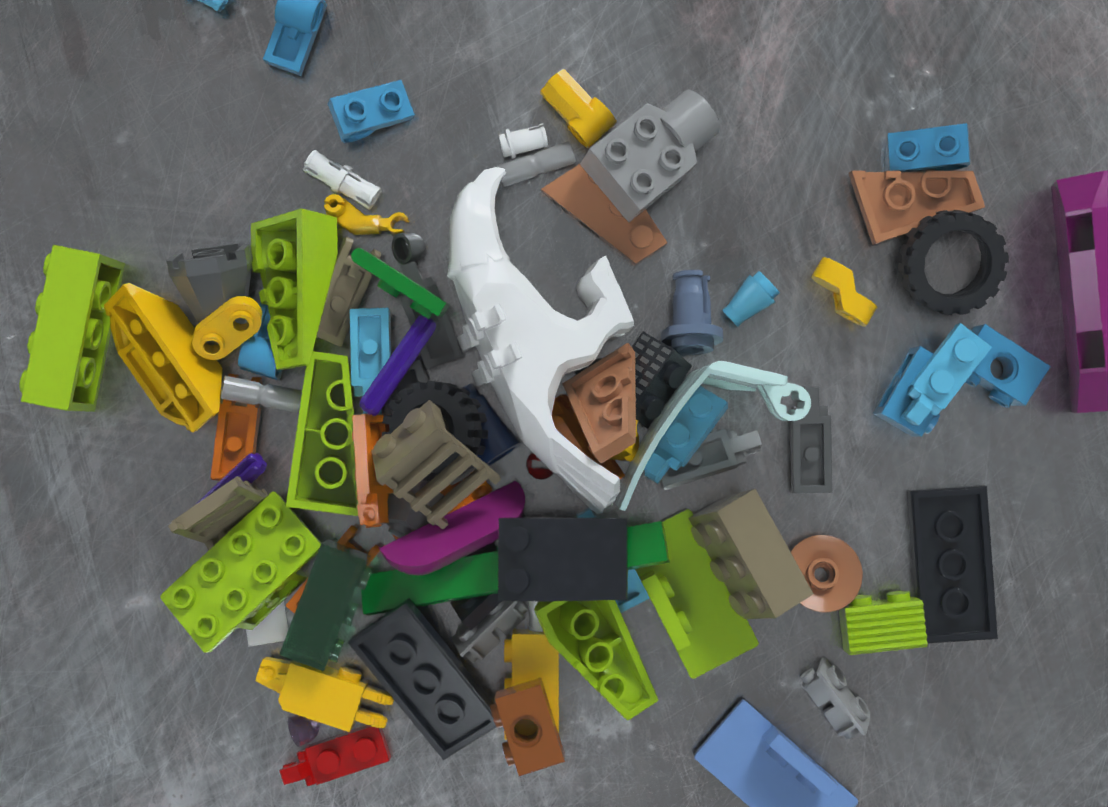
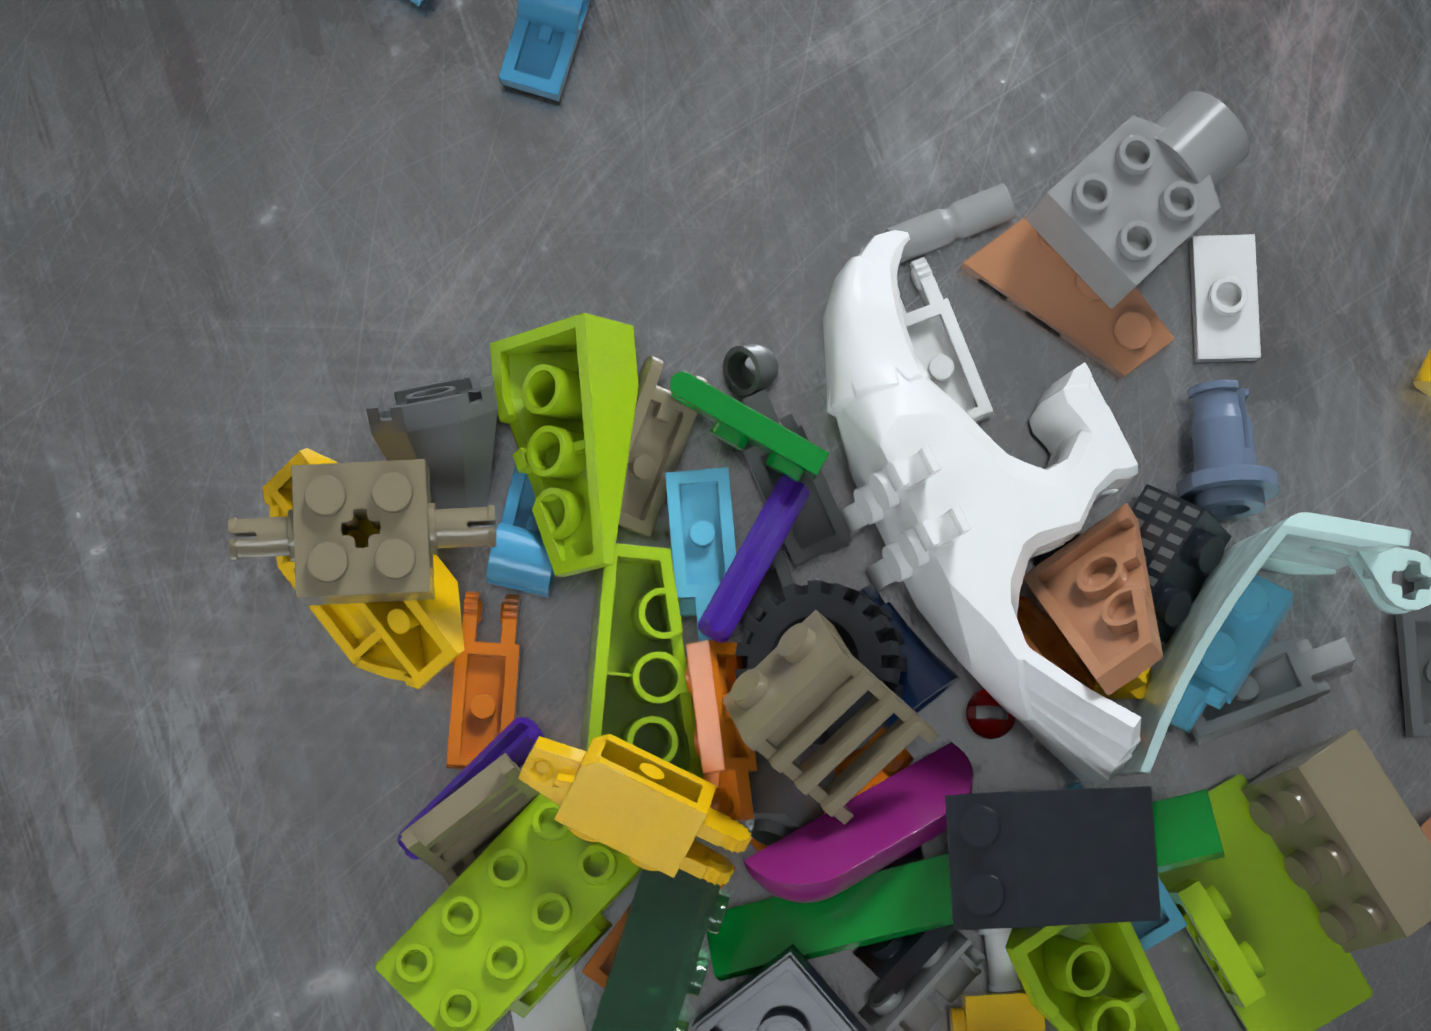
camera: 10 degrees left, 5 degrees down
(70, 330) = (218, 473): lime brick -> none
(129, 330) = (331, 503): none -> dark tan brick
(223, 329) = (471, 490): yellow plate -> none
(256, 393) = (518, 619): light grey piece -> none
(314, 512) = (636, 806): none -> yellow hinge
(341, 179) = (635, 264): white pin -> none
(358, 223) = (665, 333): yellow arm -> none
(370, 109) = (676, 150): dark azure plate -> none
(522, 241) = (942, 346): none -> white hinge
(523, 140) = (927, 186): white pin -> none
(584, 116) = (1027, 142): yellow piece -> none
(700, 219) = (1224, 298): none -> white plate
(751, 298) = (1318, 422): medium azure cone -> none

